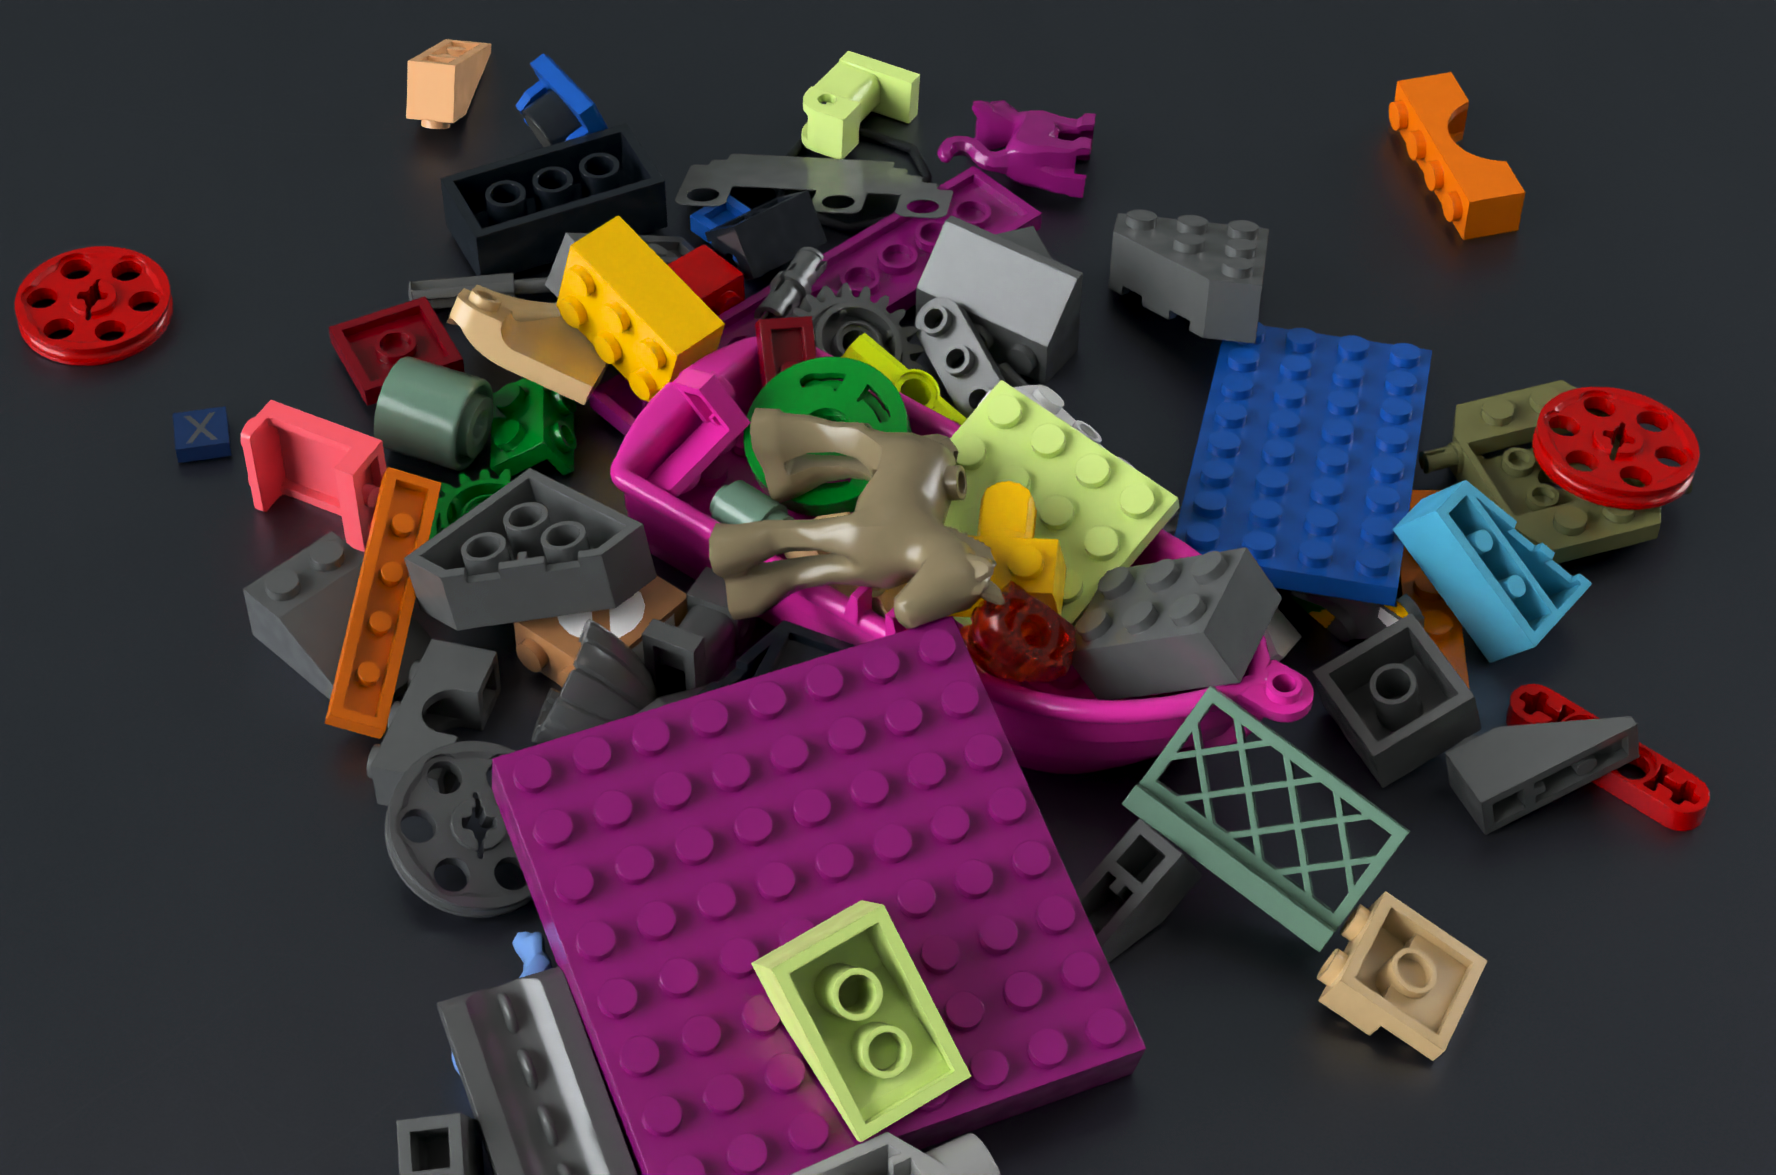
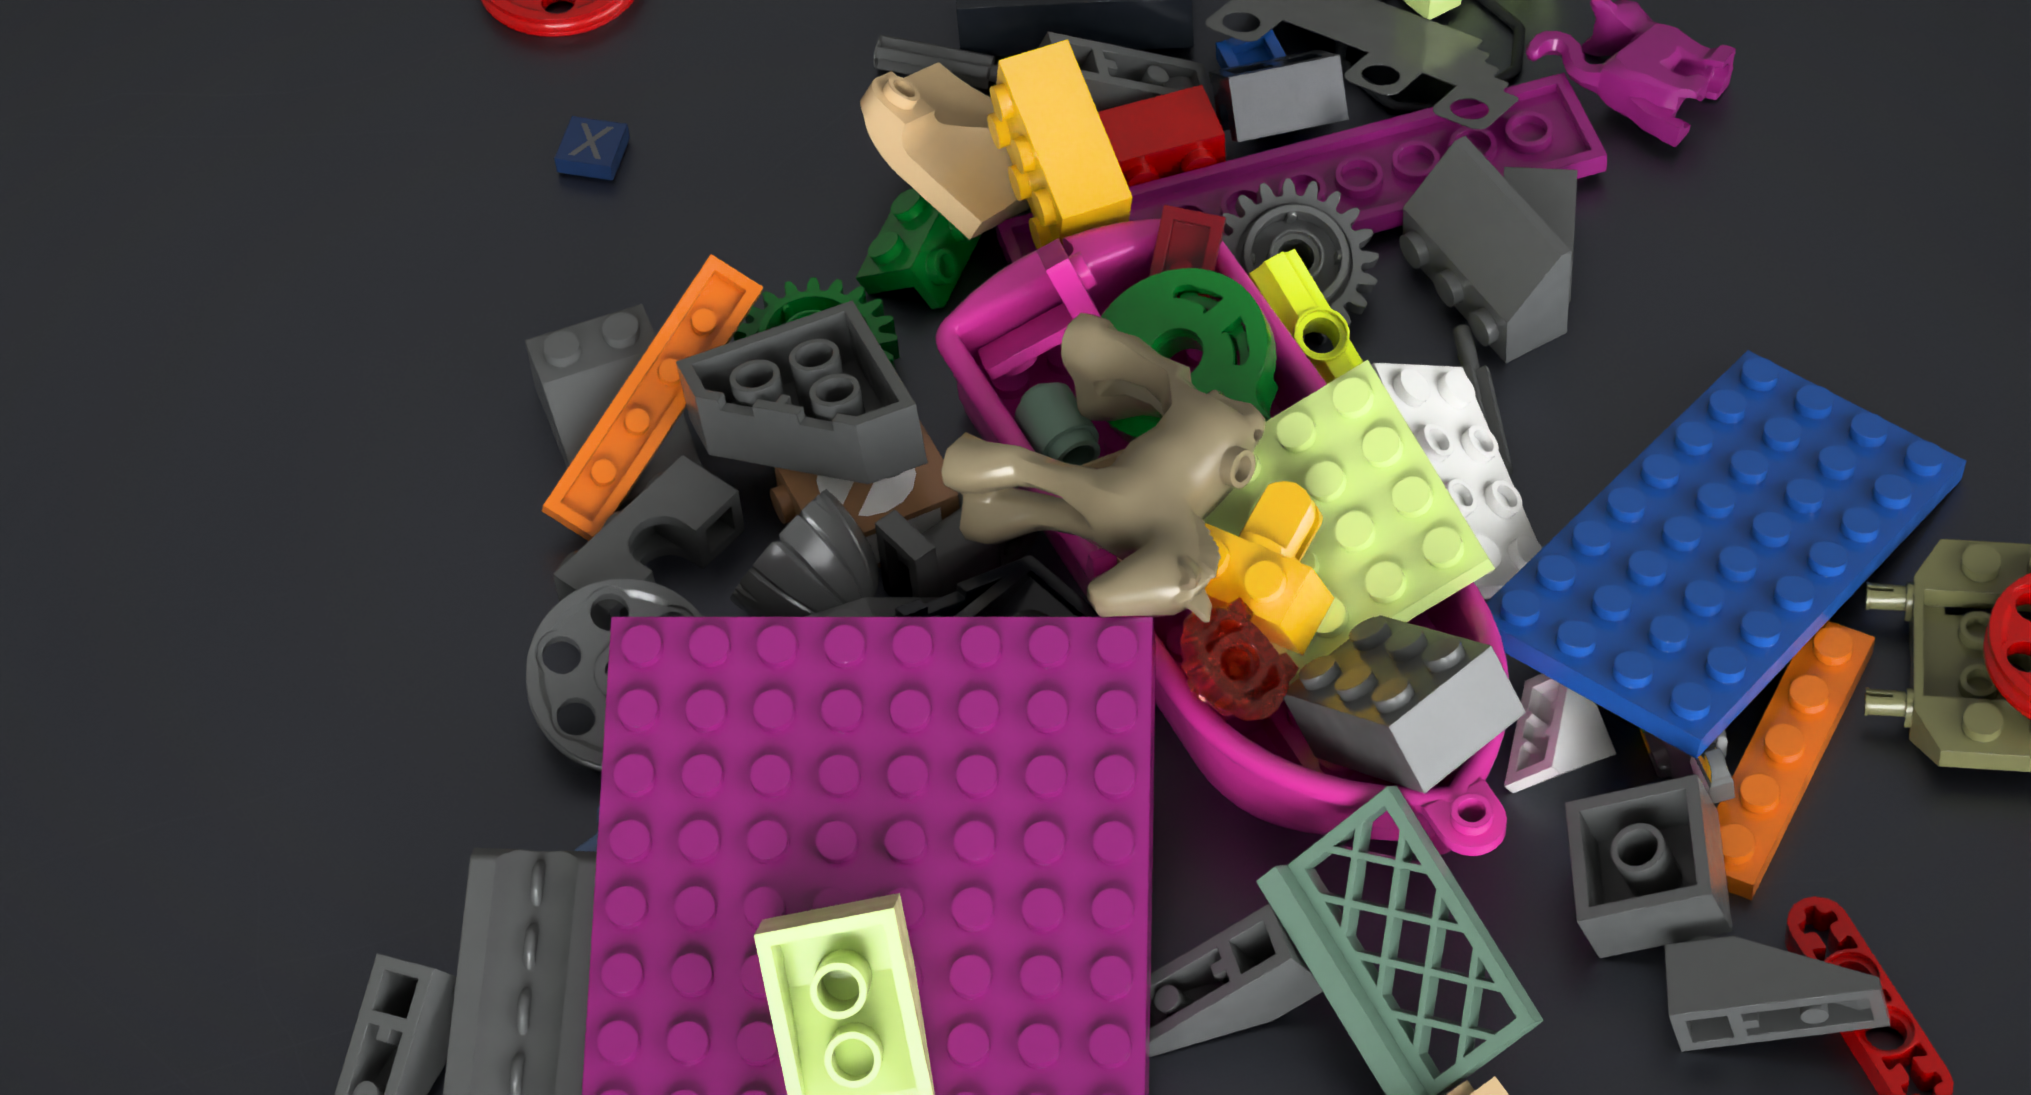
camera: 30 degrees right, 5 degrees up
(315, 464) = (651, 204): coral panel -> none
(378, 340) = (819, 112): dark red plate -> none
(434, 413) = (818, 199): sand green piece -> none
(792, 285) = (1266, 165): dark grey pin -> none
(950, 341) = (1411, 279): plate -> none
(1192, 270) = (1734, 283): dark grey brick -> none
(1487, 571) = (1835, 752): medium azure wedge -> none

